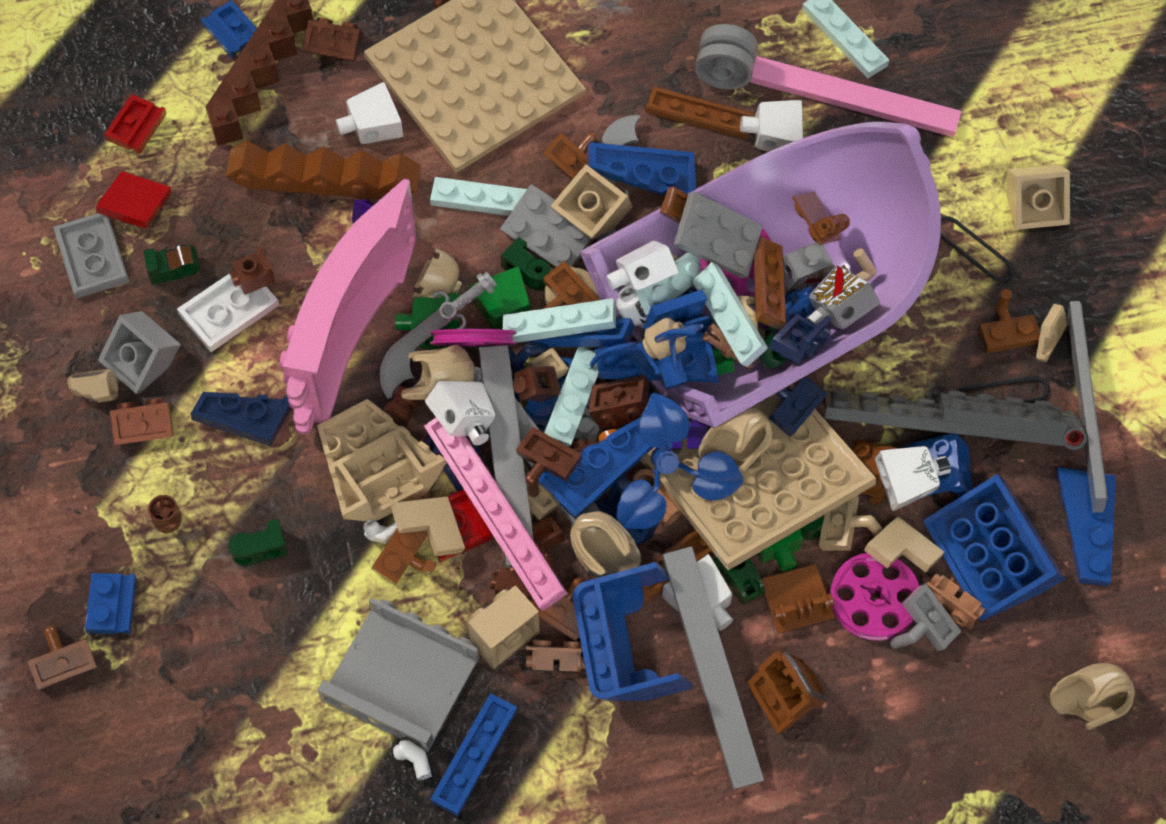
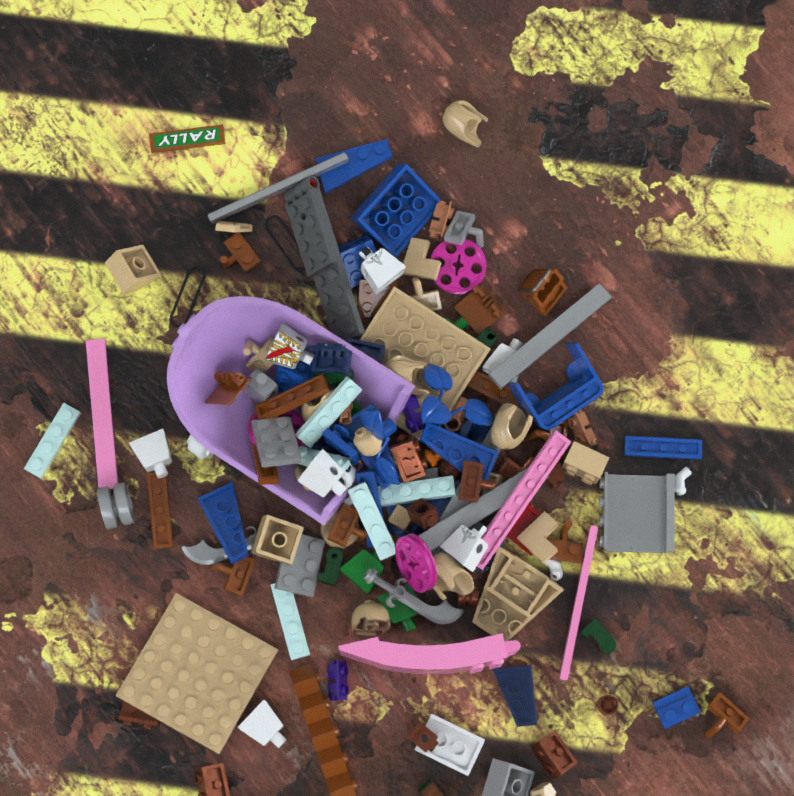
camera: 115 degrees left, 15 degrees up
(320, 539) = (578, 603): none -> bright pink tile

